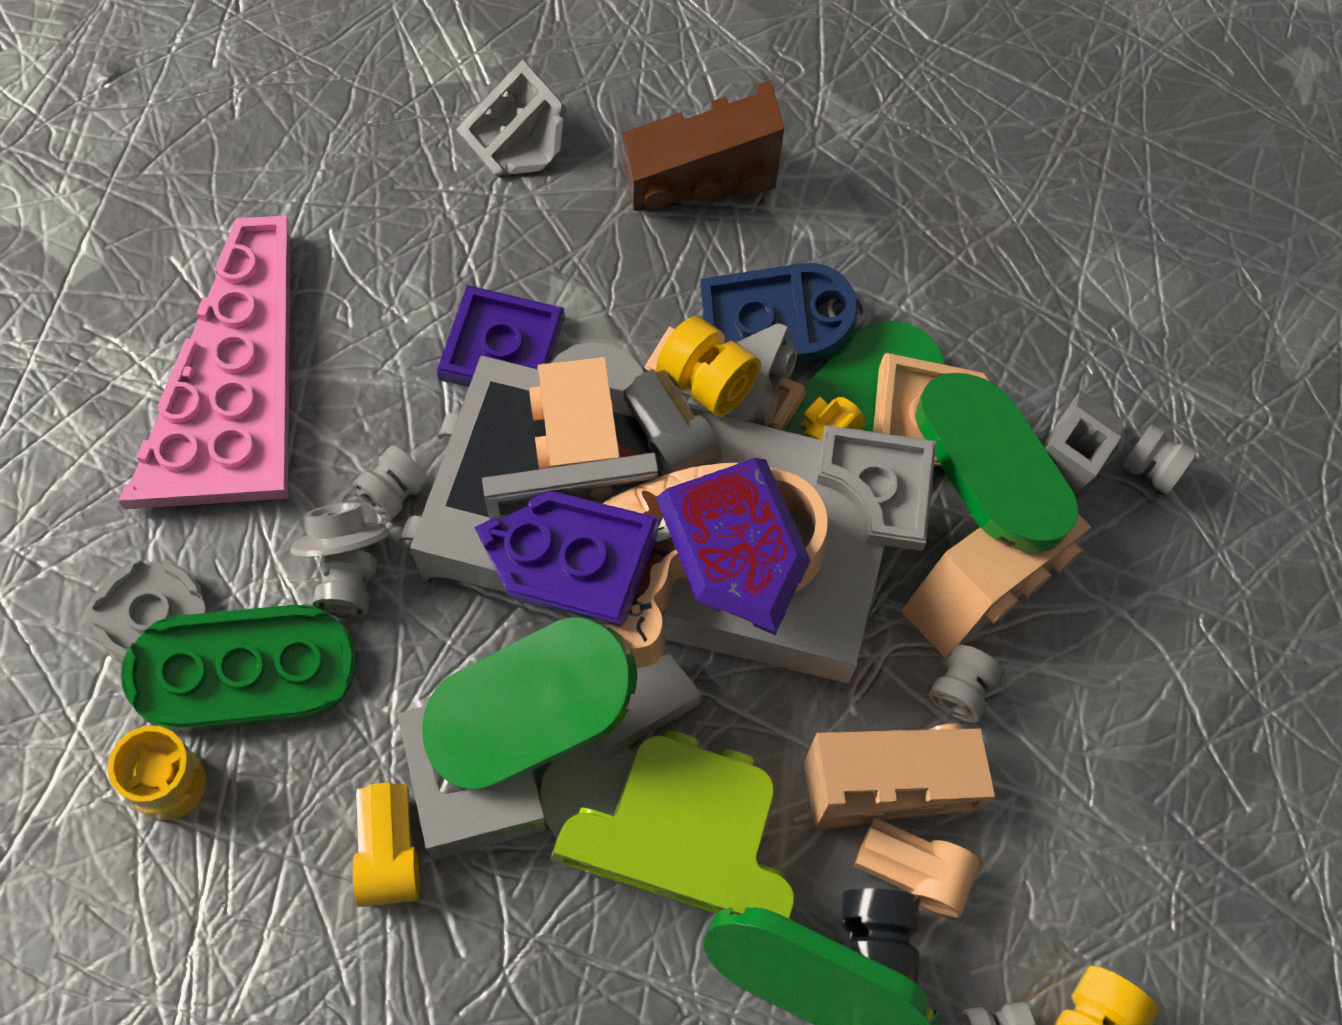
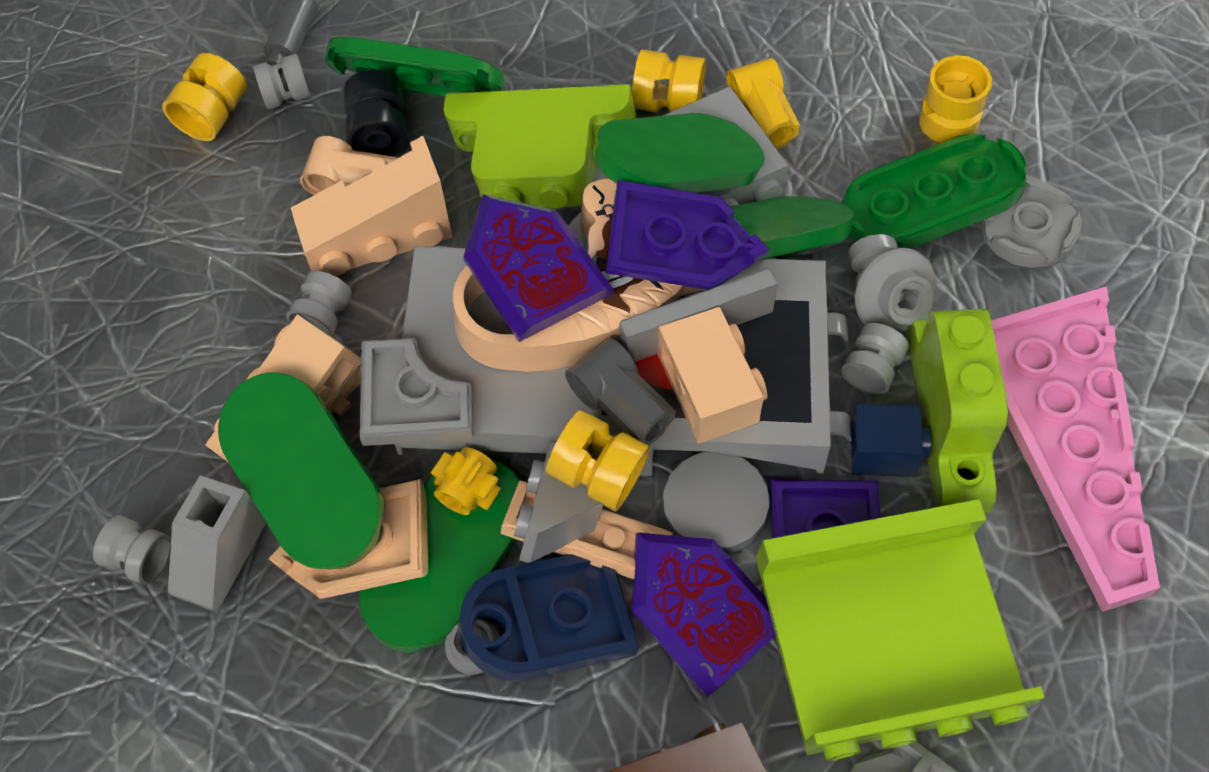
camera: 175 degrees right, 5 degrees down
(330, 409) = (960, 400): none -> lime brick
(412, 398) = (888, 440): none -> dark blue brick
(433, 629) = (795, 223): none -> green tile
(478, 234) = (890, 630): none -> lime panel
(495, 893) = (685, 79): none -> yellow wheel
(633, 293) = (698, 606): none -> dark purple tile

